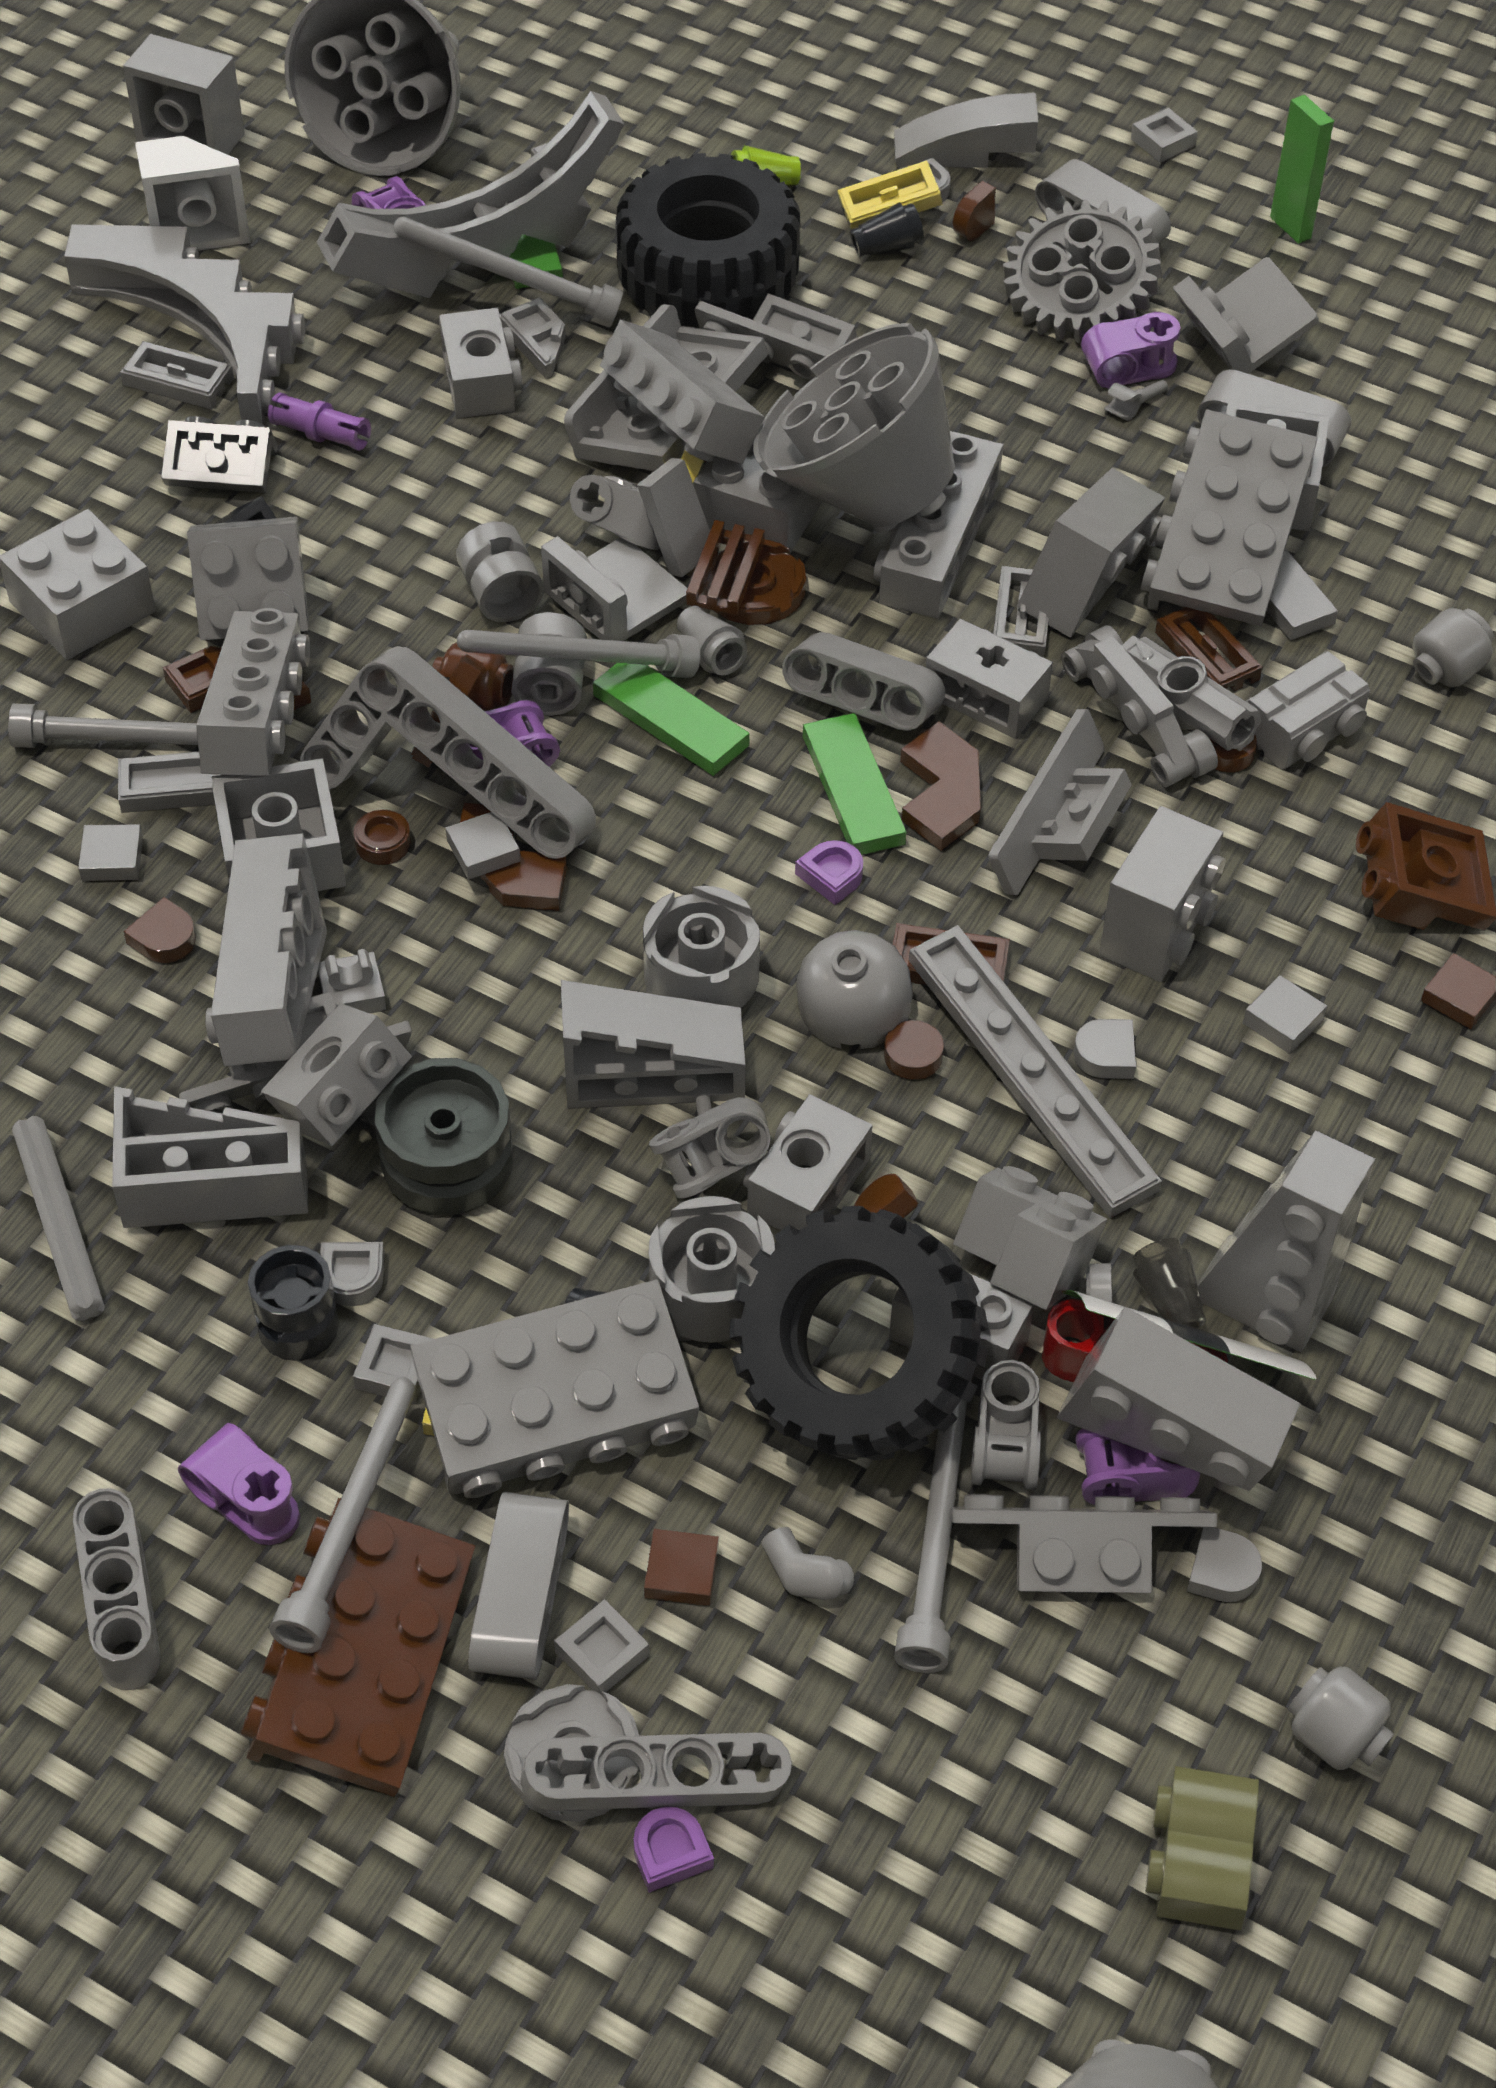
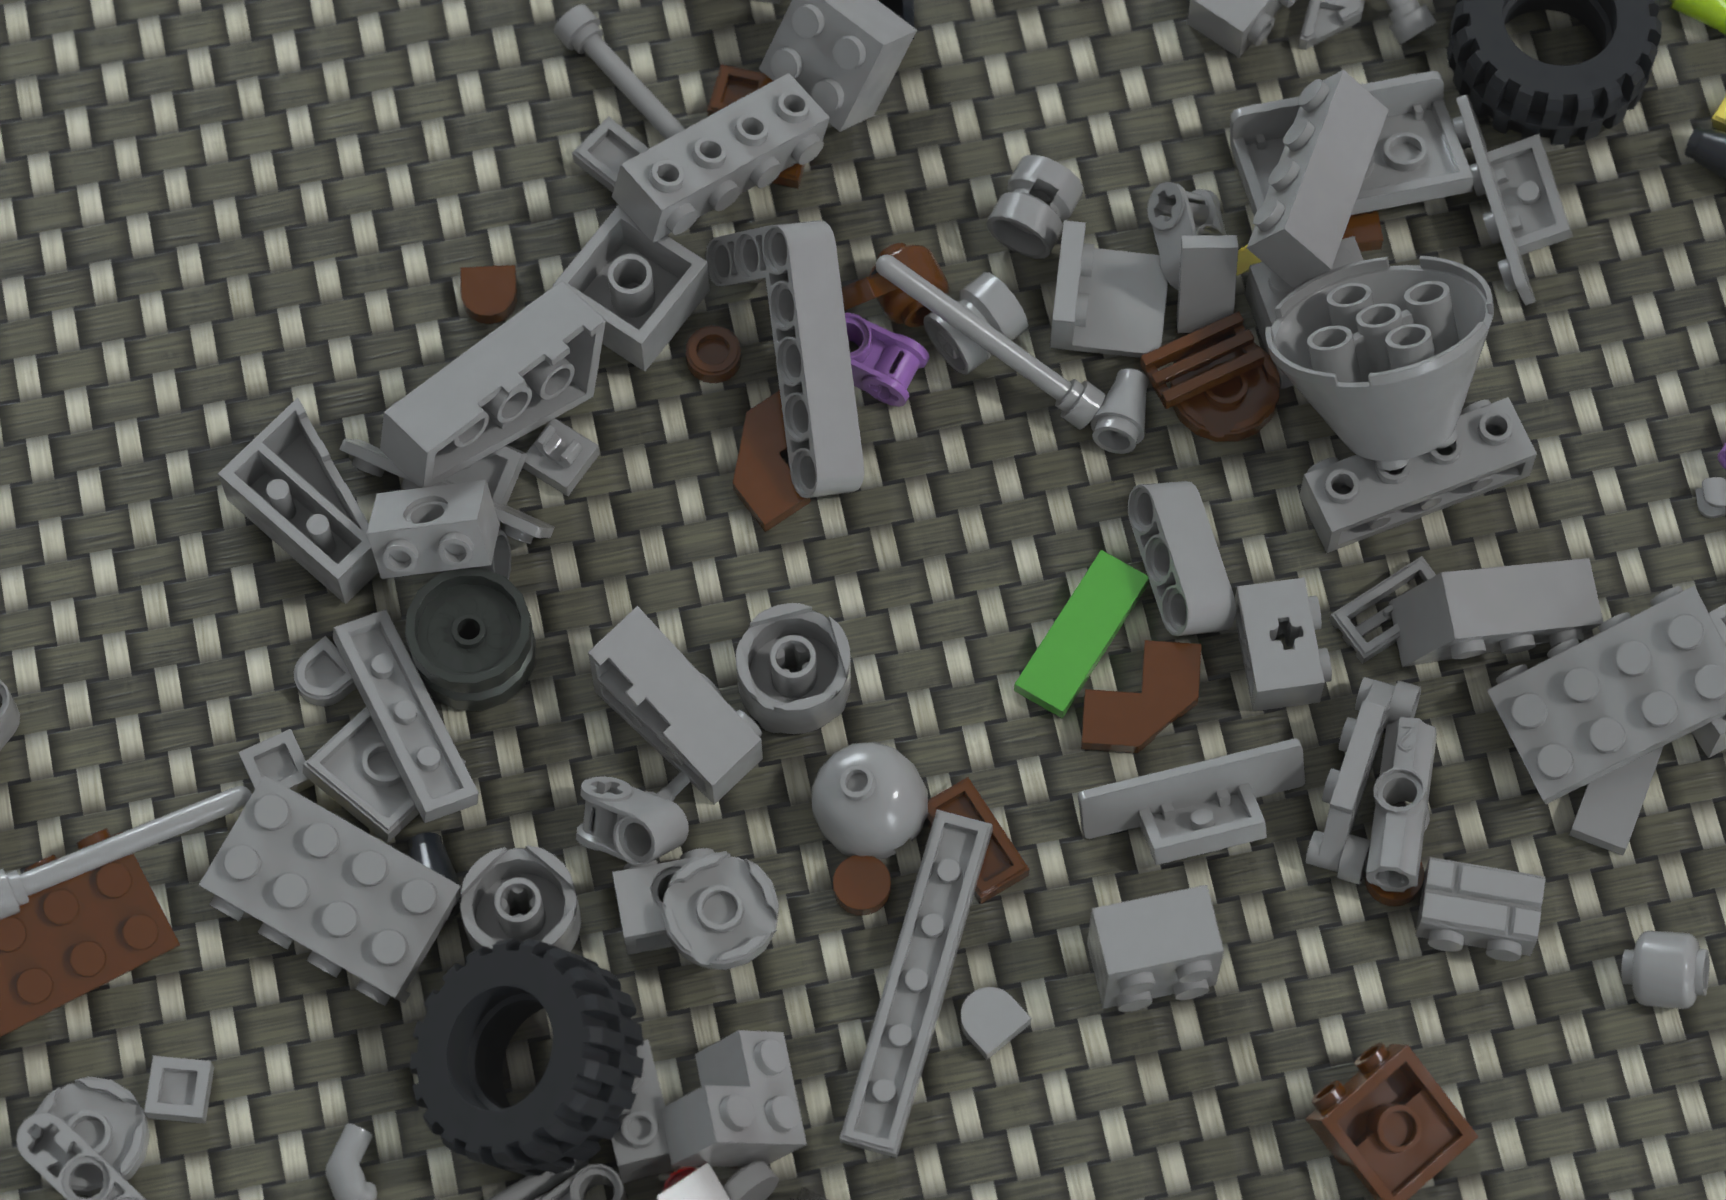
camera: 50 degrees right, 15 degrees up
(58, 1219) = (196, 451): light grey axle -> none
(110, 852) = (525, 191): light grey tile -> none
(243, 1485) = (96, 752): medium lavender piece -> none
(293, 1302) = (251, 665): black wheel -> none
(460, 1225) = (405, 716): none -> light grey plate
(477, 1279) = (363, 777): none -> light grey tile
(482, 845) = (755, 432): light grey tile -> none
(519, 1586) = (173, 998): light grey beam -> none
(672, 715) = (1023, 452): bright green tile -> none
(681, 1567) = (283, 1088): reddish brown tile -> none
(831, 869) = (983, 688): medium lavender tile -> none
(858, 1129) = (720, 911): none -> light grey tile
(888, 1194) = (686, 982): reddish brown tile -> none
(1187, 641) = (1477, 824): reddish brown tile -> none
(1284, 1014) = (1149, 1123): light grey tile -> none

